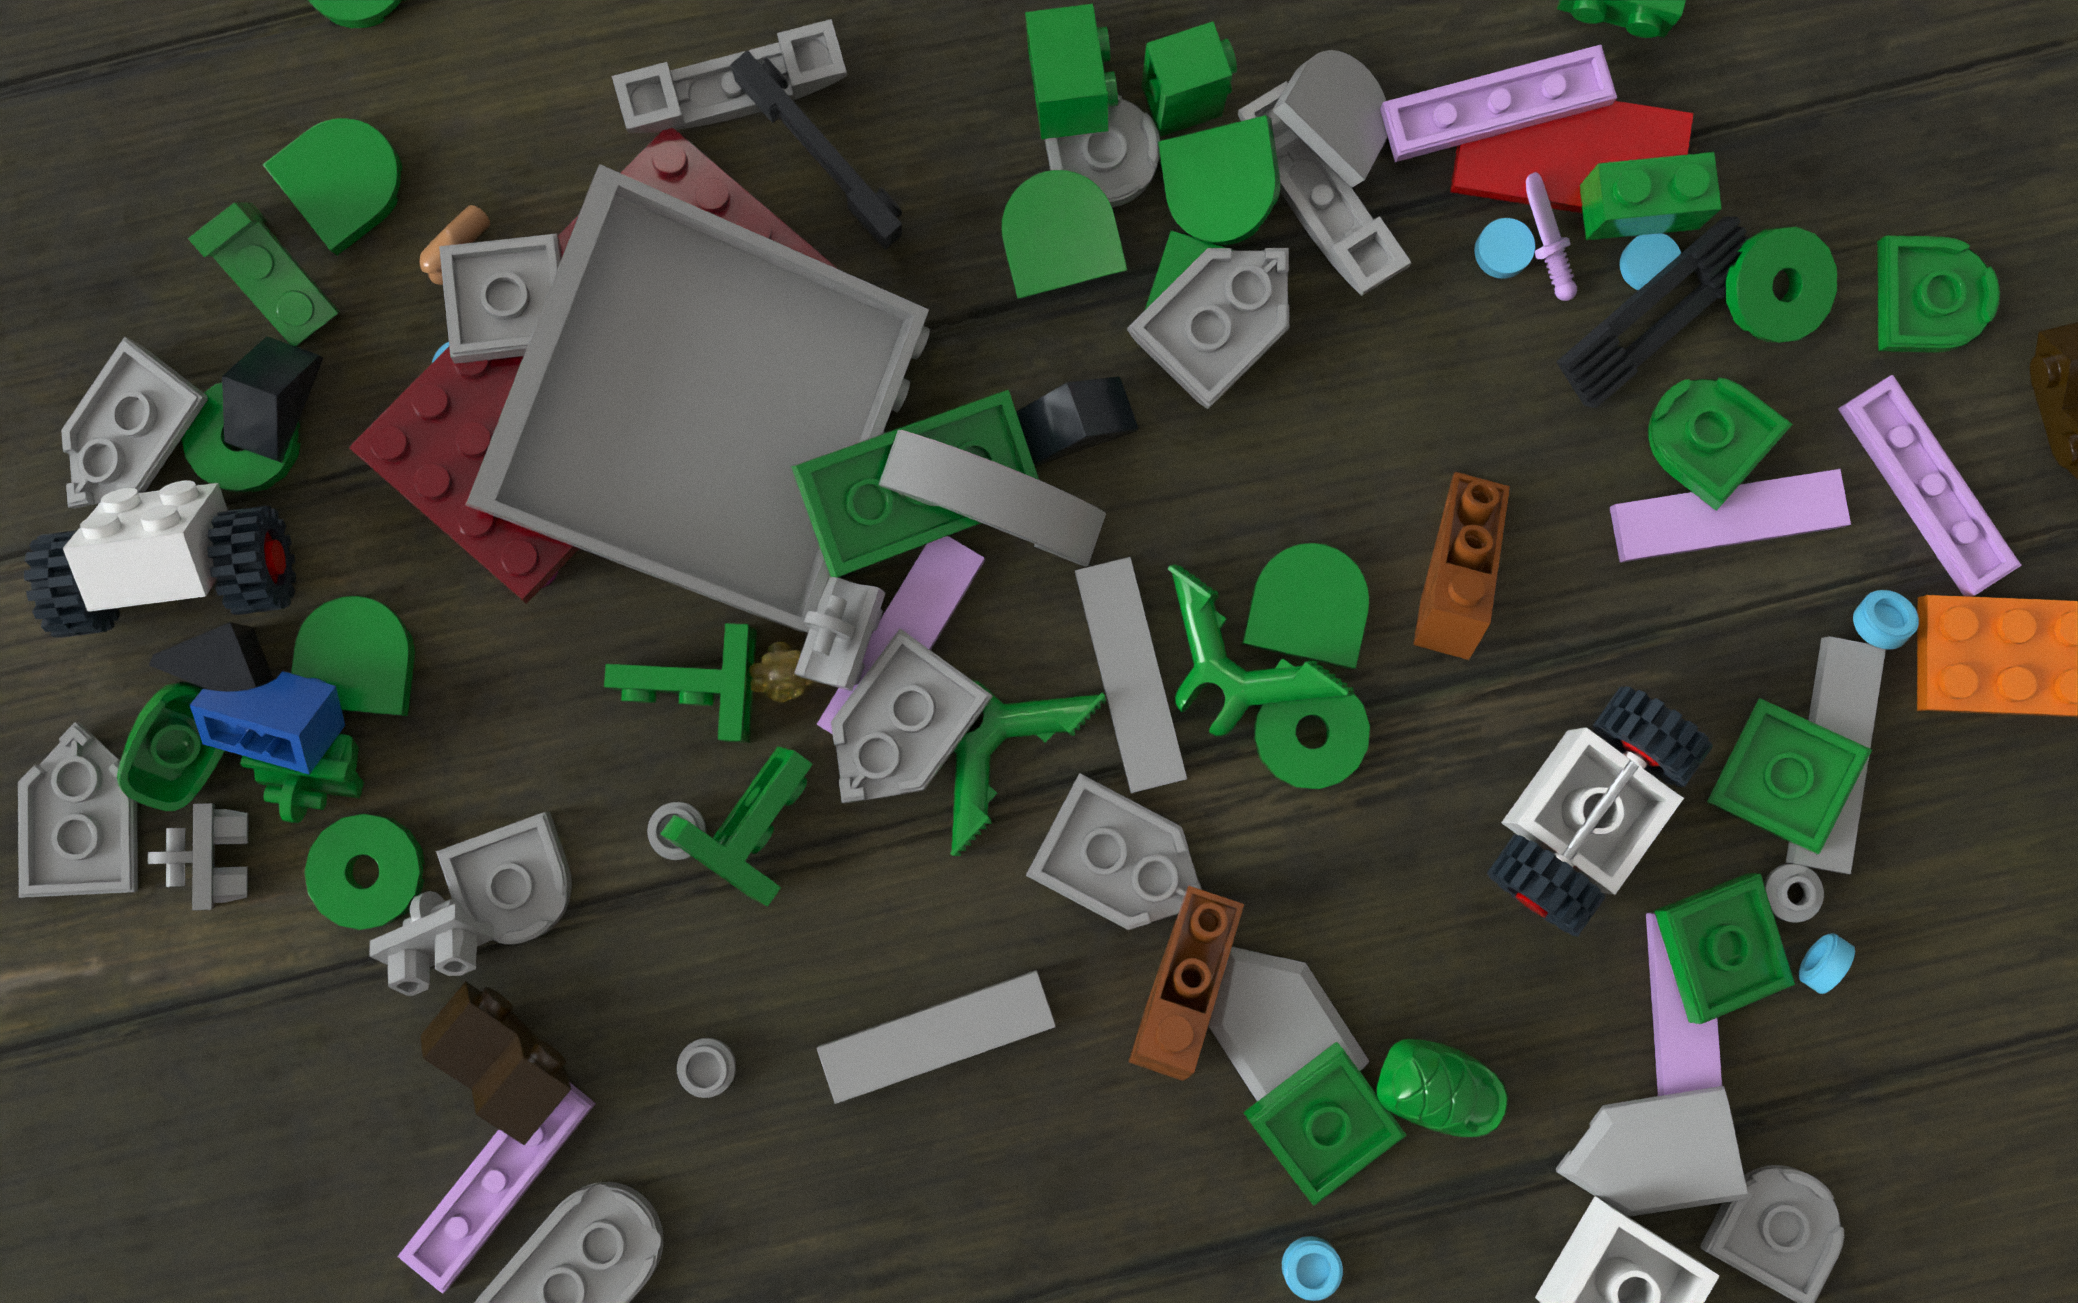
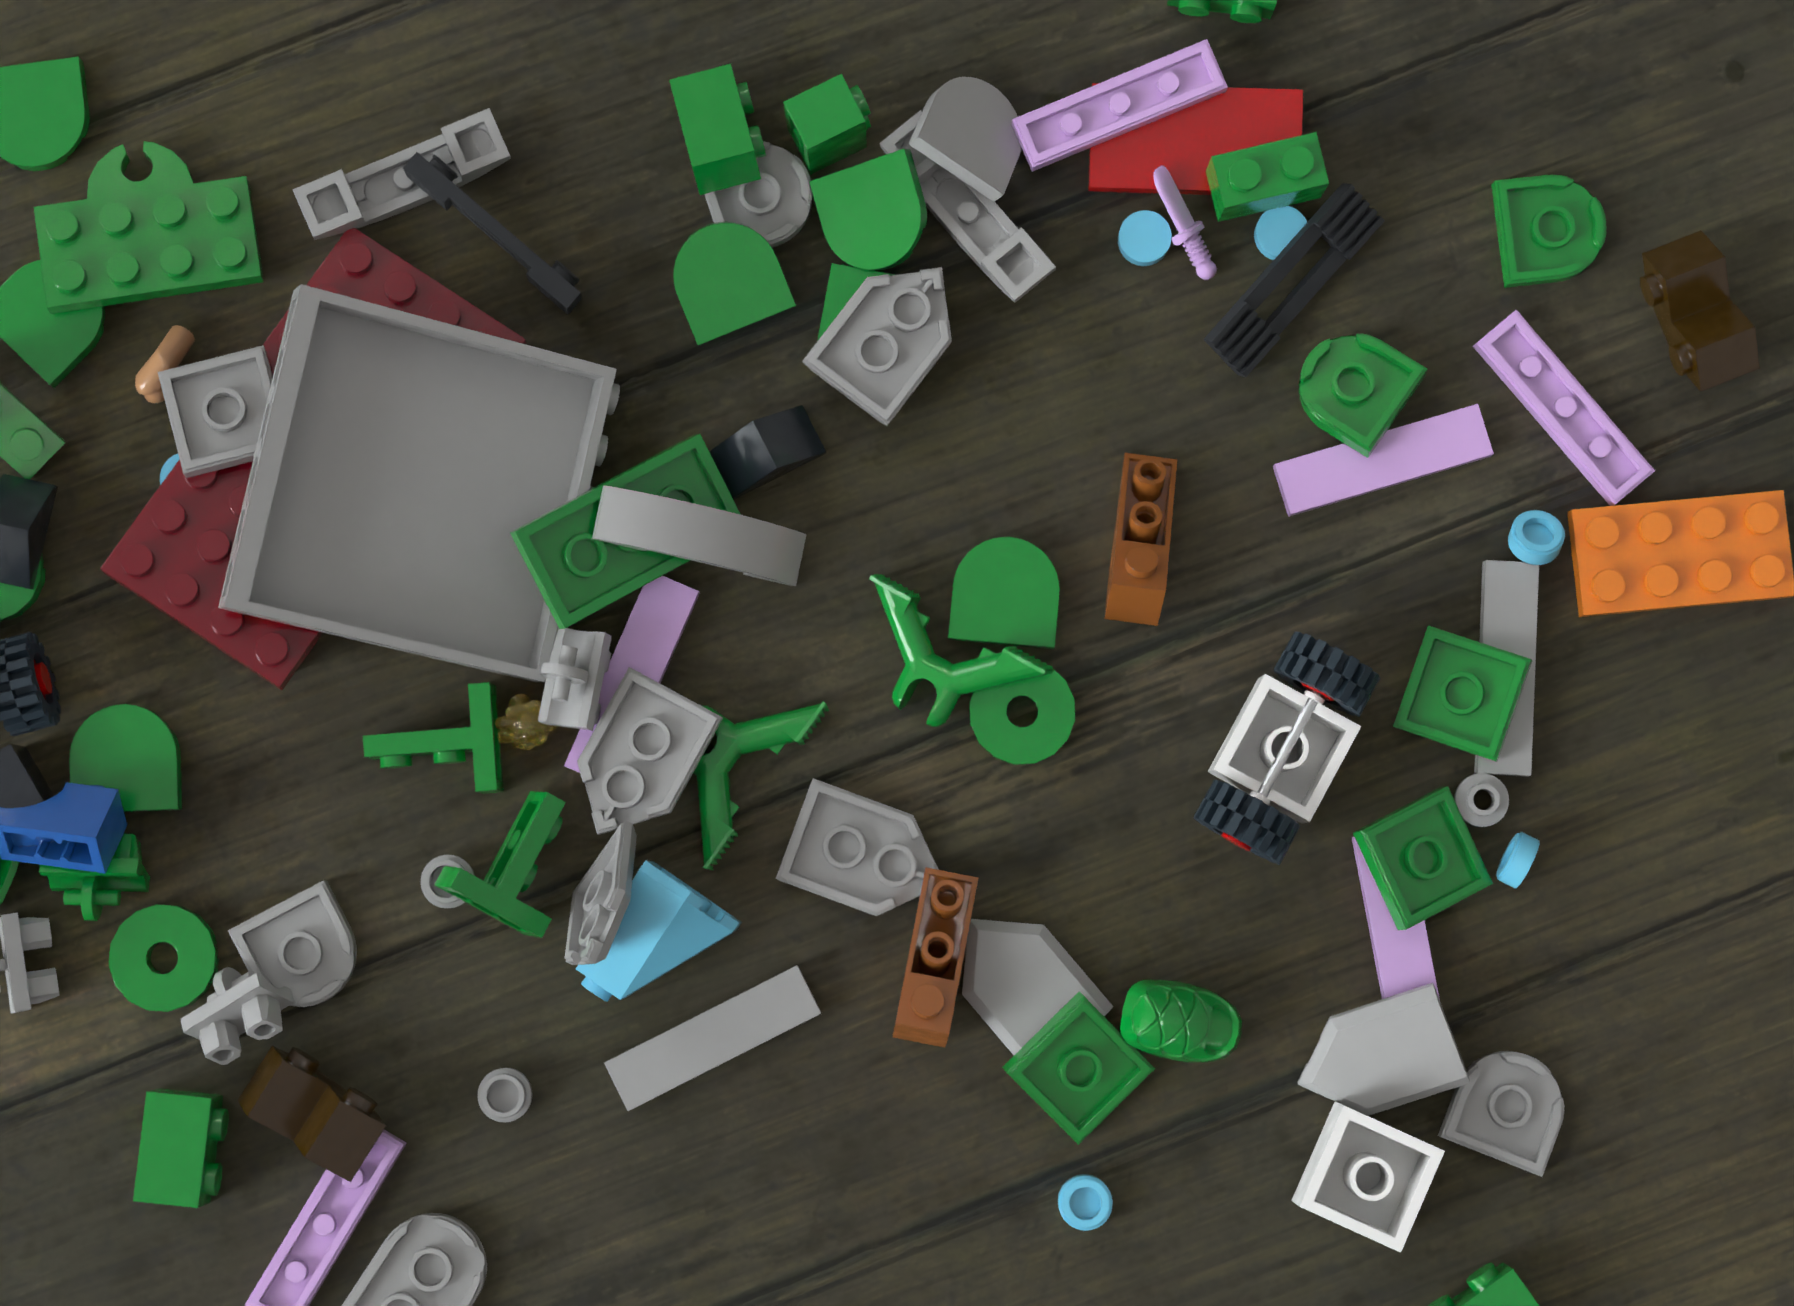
camera: 10 degrees left, 0 degrees up
(351, 1079) = (180, 1148): none -> green brick
(453, 107) = (146, 235): none -> green plate
(836, 877) = (601, 899): none -> light grey tile
(885, 917) = (658, 932): none -> medium azure slope
(1130, 675) = (848, 681): light grey tile -> none
(1810, 291) = (1430, 245): green tile -> none

